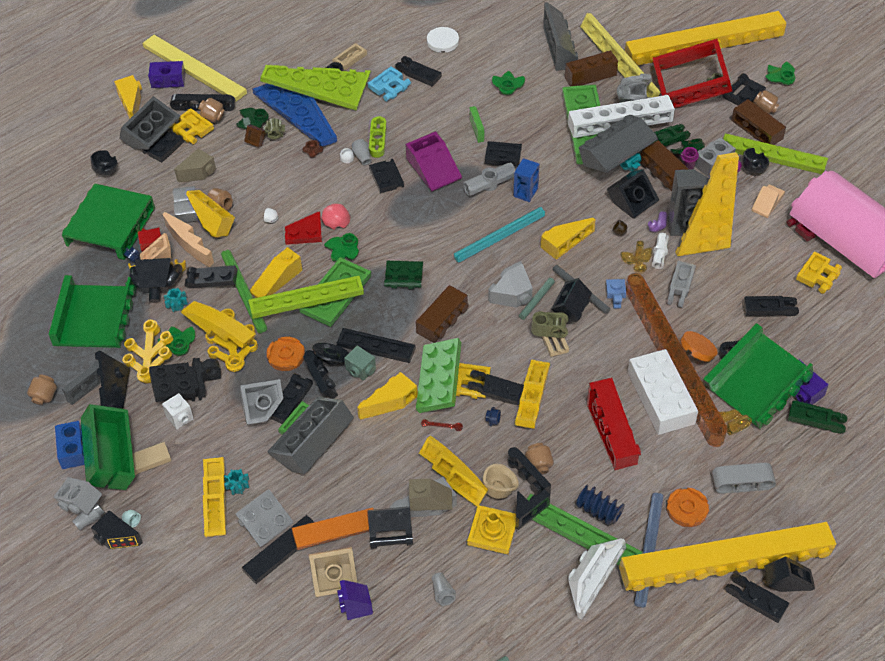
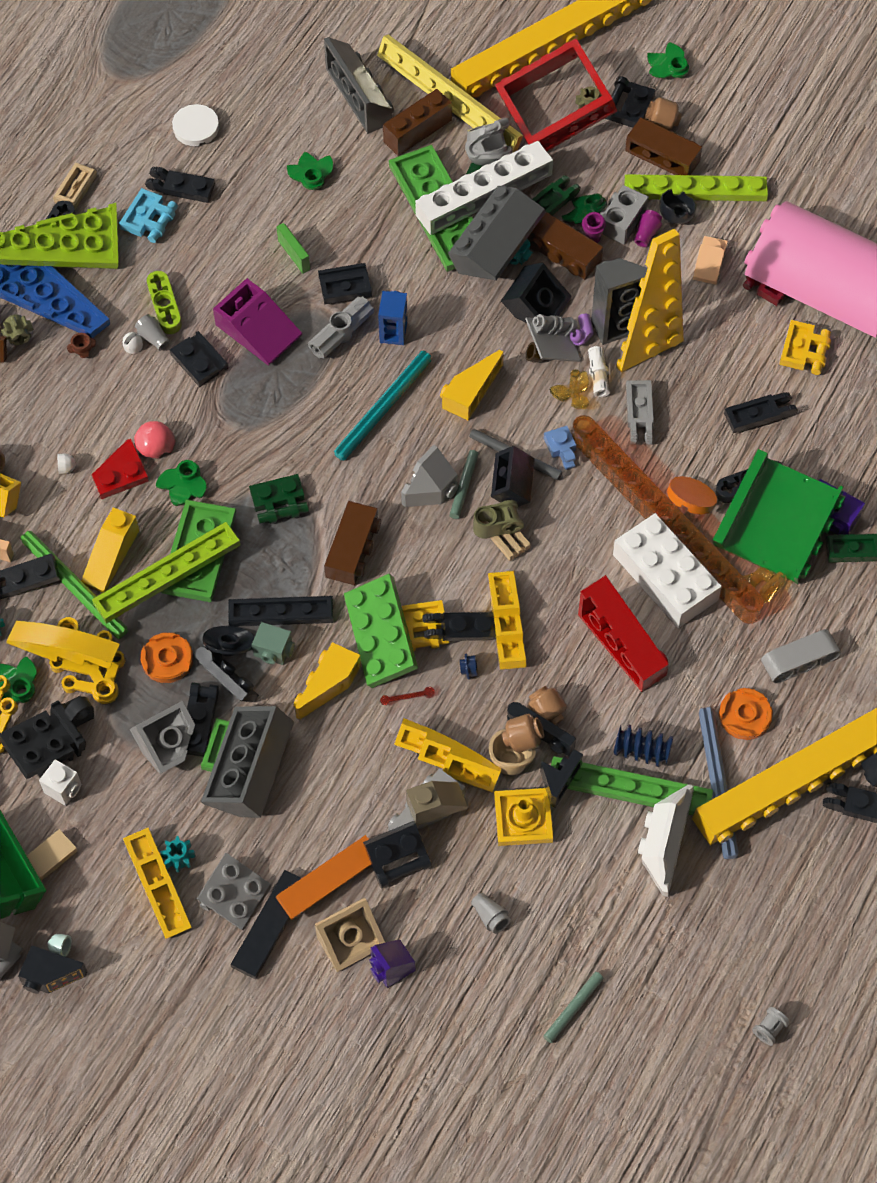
camera: 20 degrees left, 10 degrees up
(512, 468) = (523, 733): none -> medium nougat head
(635, 219) = (552, 337): none -> light grey hinge

